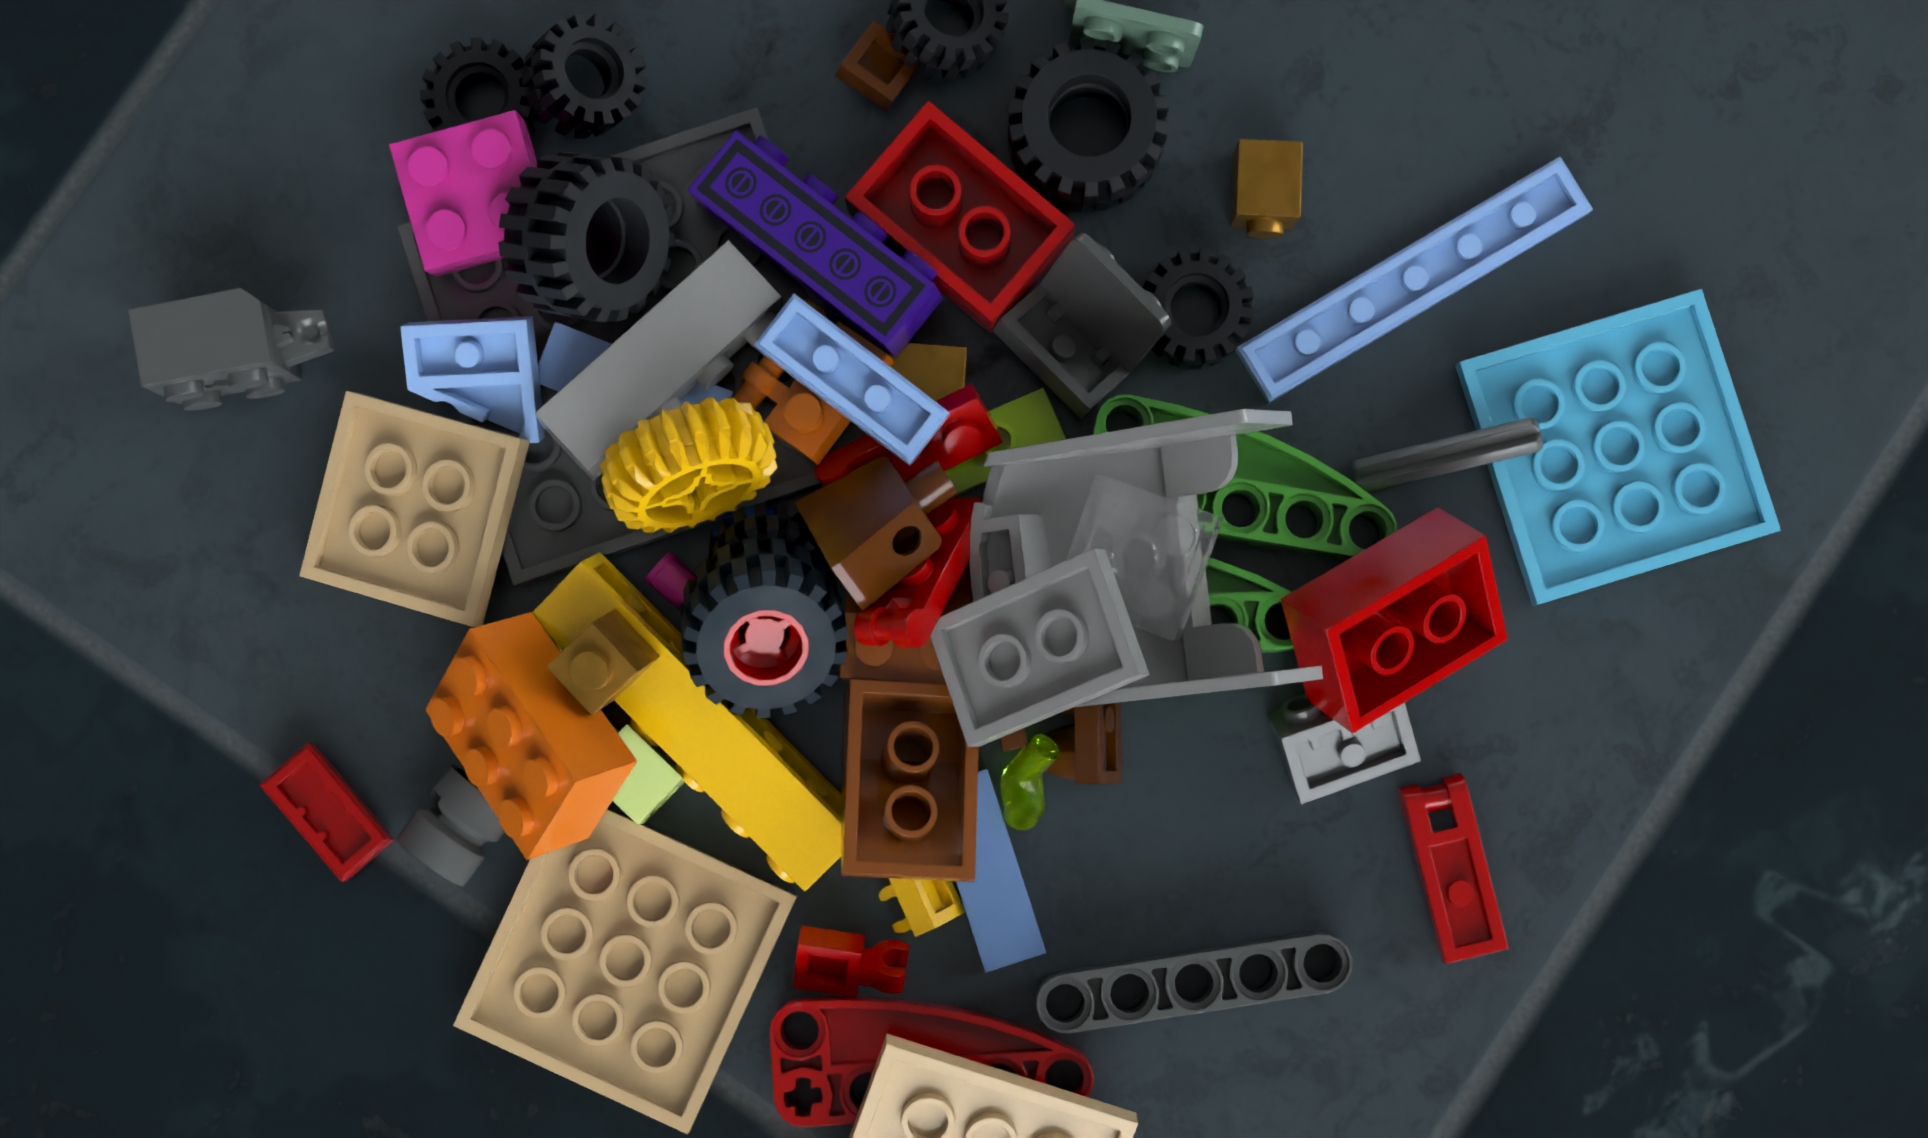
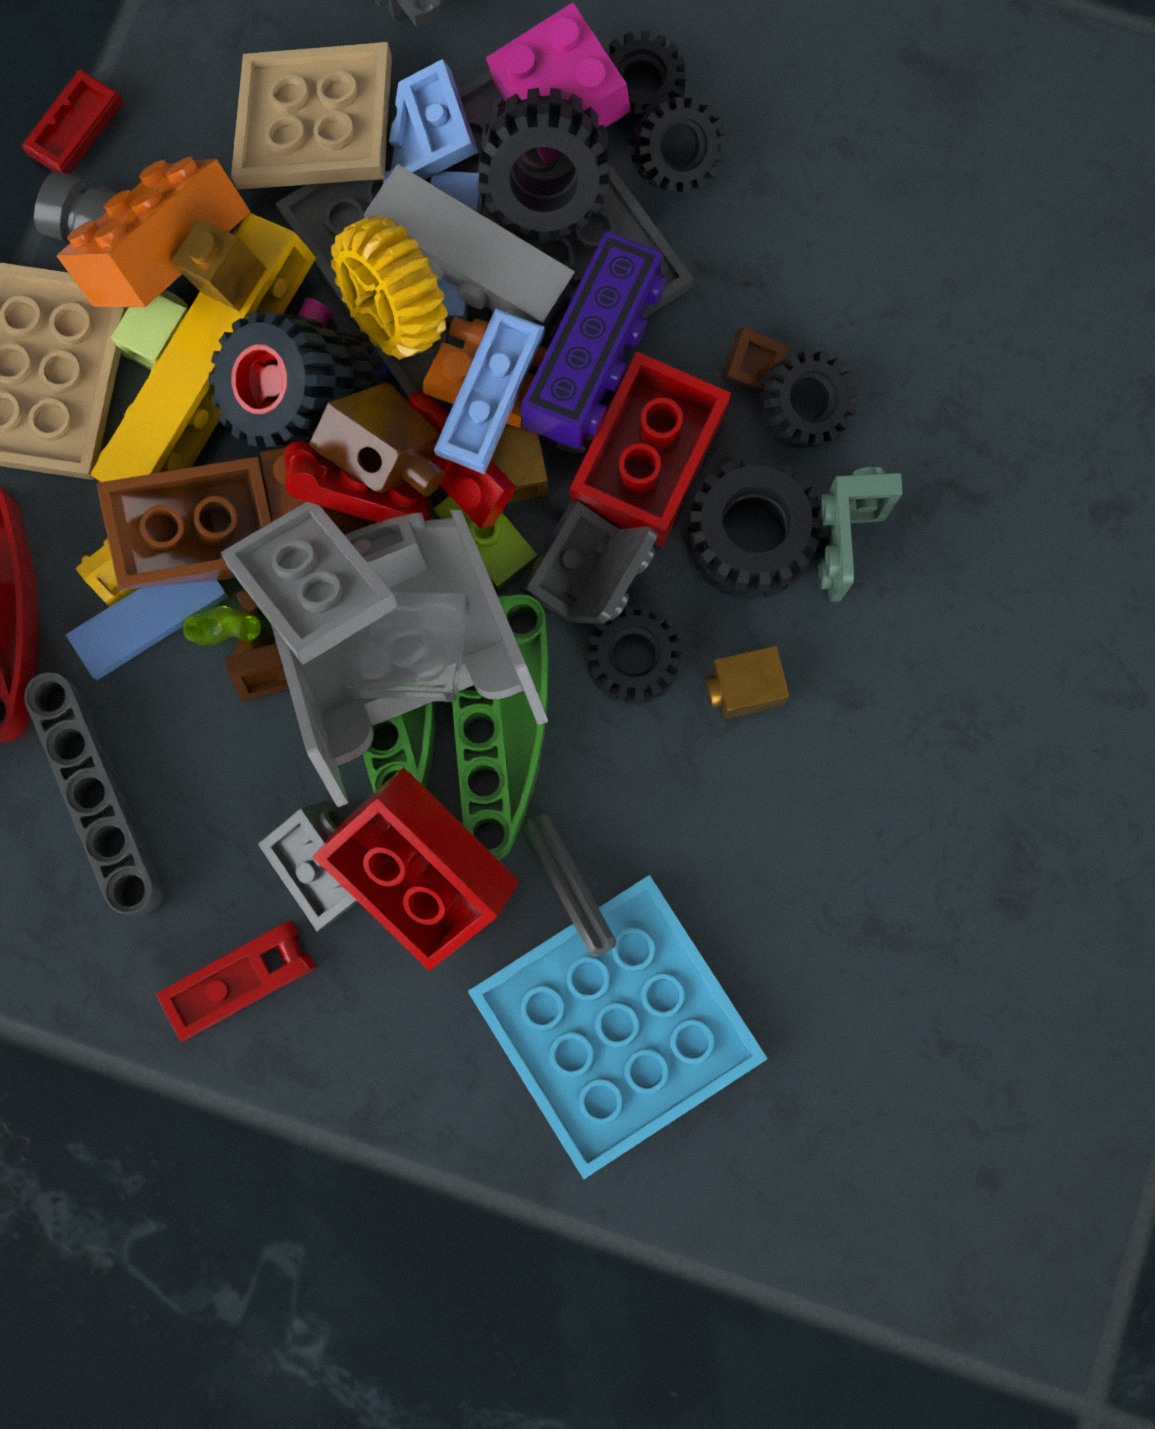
camera: 75 degrees right, 5 degrees down
(838, 963) = (44, 523): red plate -> none
(1413, 280) = (710, 825): light blue tile -> none

